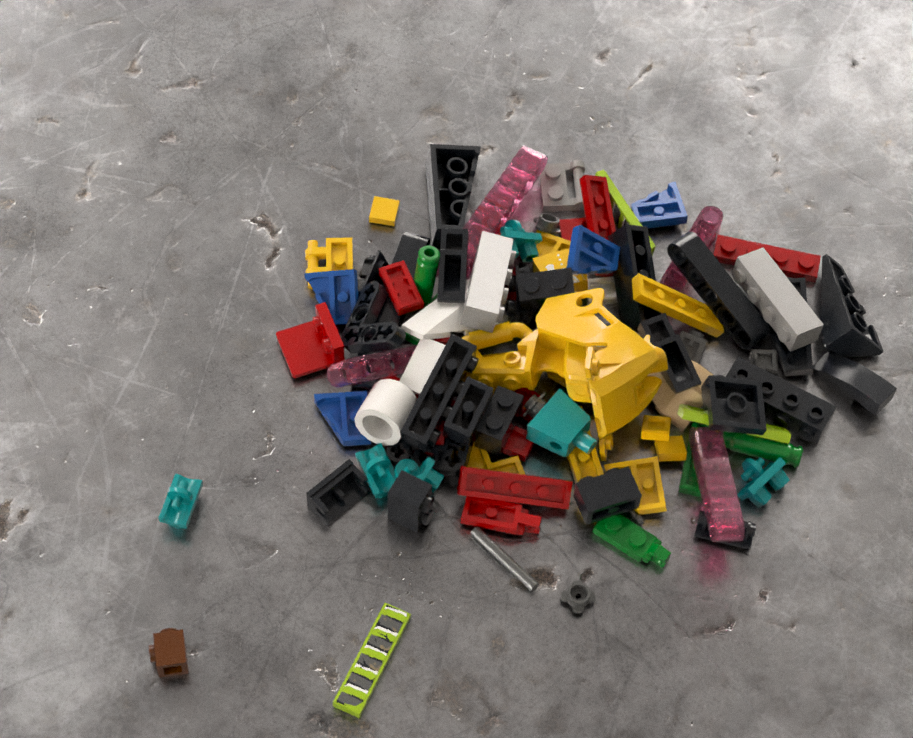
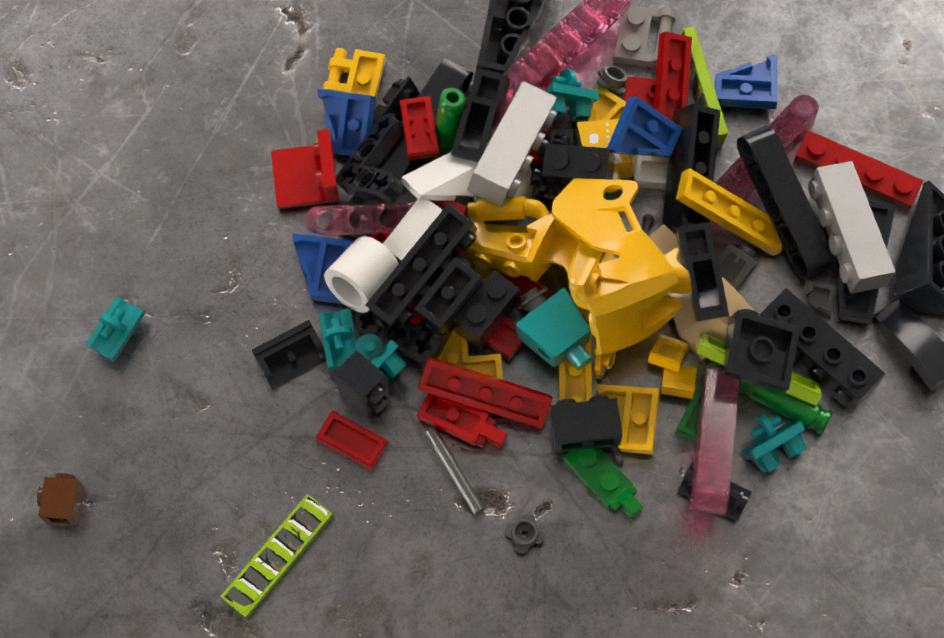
camera: 20 degrees right, 10 degrees up
(384, 211) = (431, 27): yellow tile -> none
(409, 552) = (352, 440): none -> red tile

